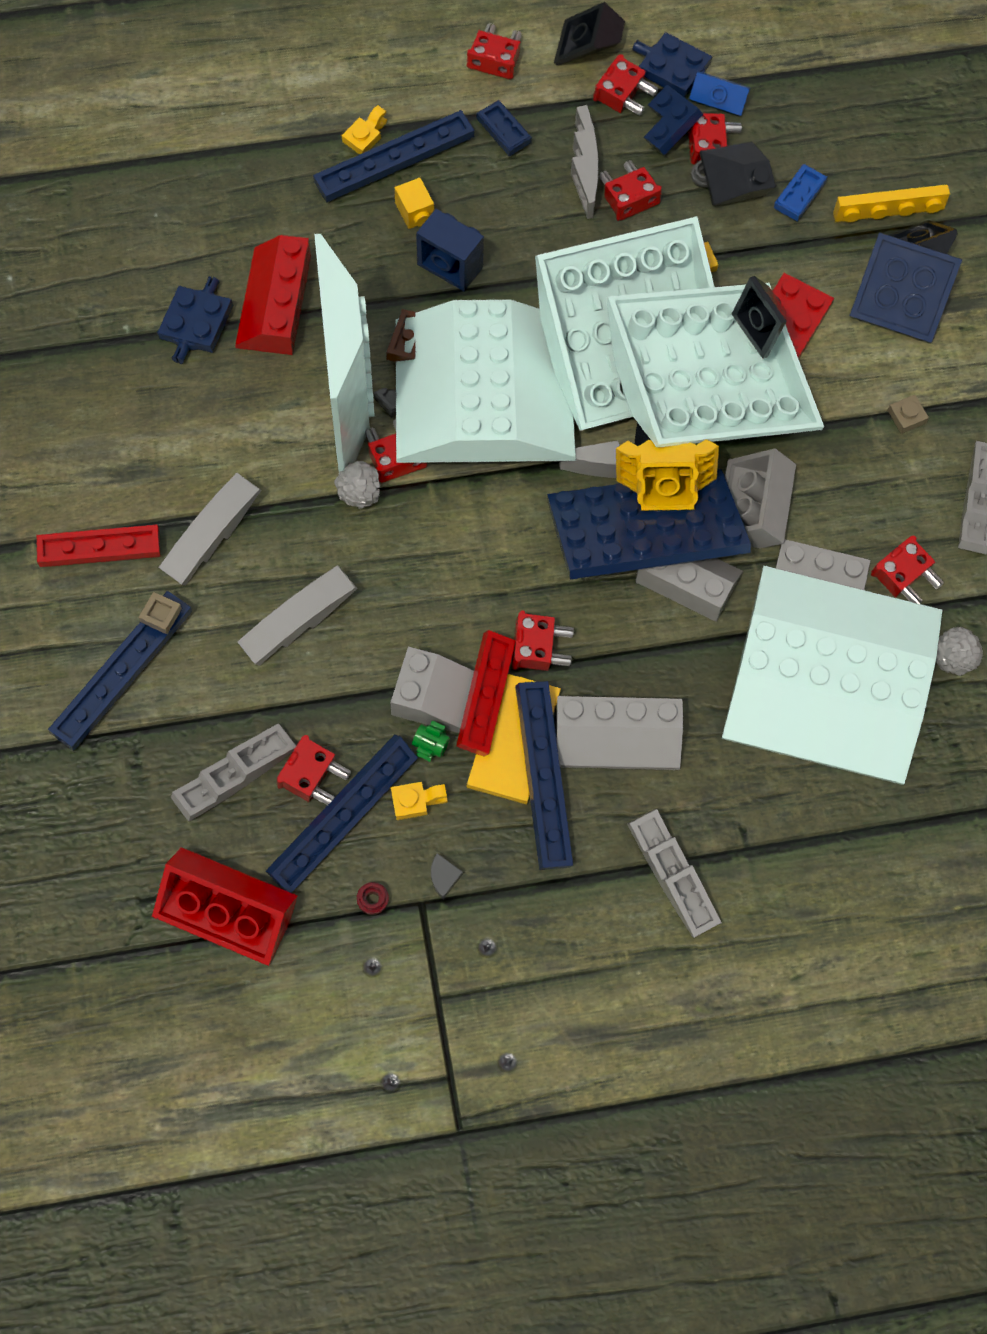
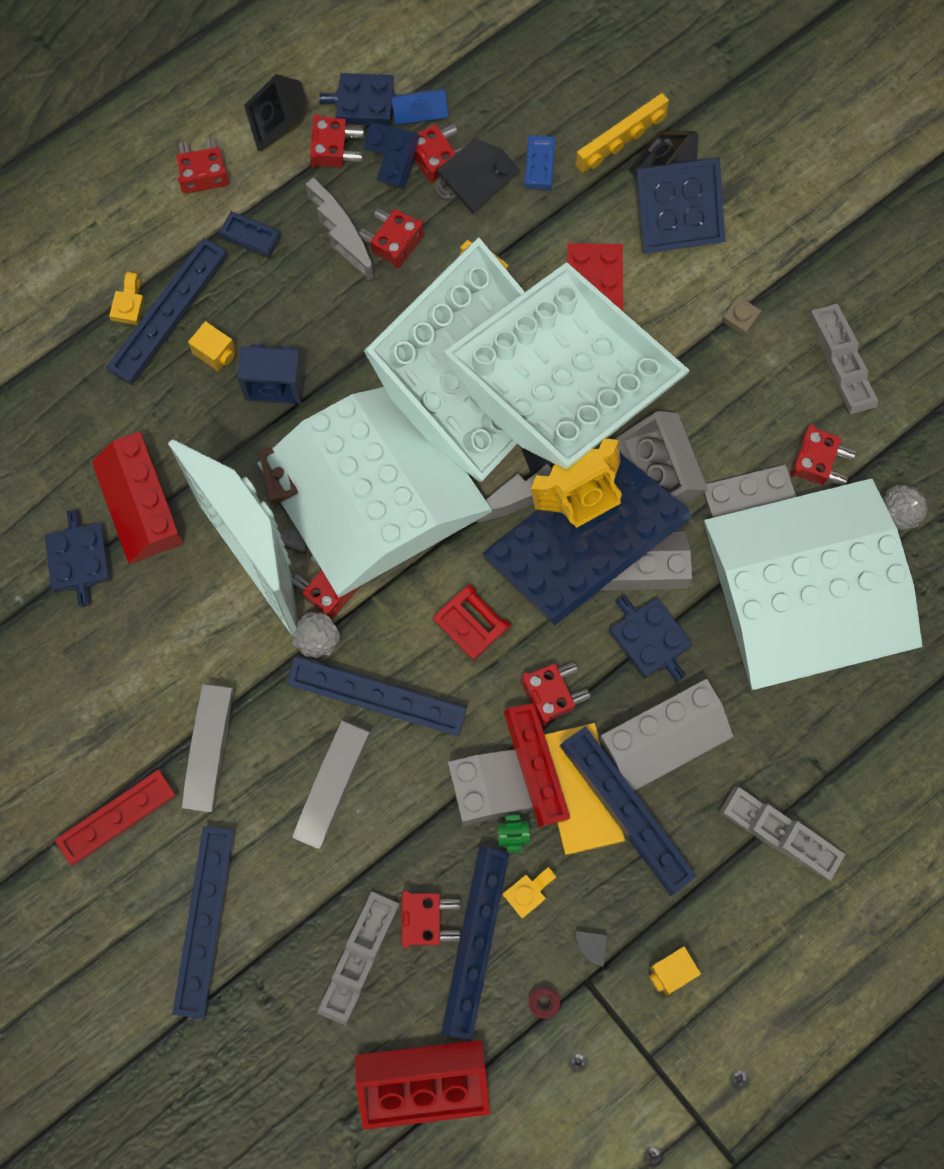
camera: 25 degrees left, 5 degrees up
(160, 613) = (211, 852): dark tan plate -> none
(383, 563) = (377, 695): none -> dark blue plate
(492, 547) = (464, 628): none -> red plate
(502, 934) = (673, 971): none -> yellow brick
(655, 644) = (650, 638): none -> dark blue plate
(760, 315) = (585, 301): black slope -> none

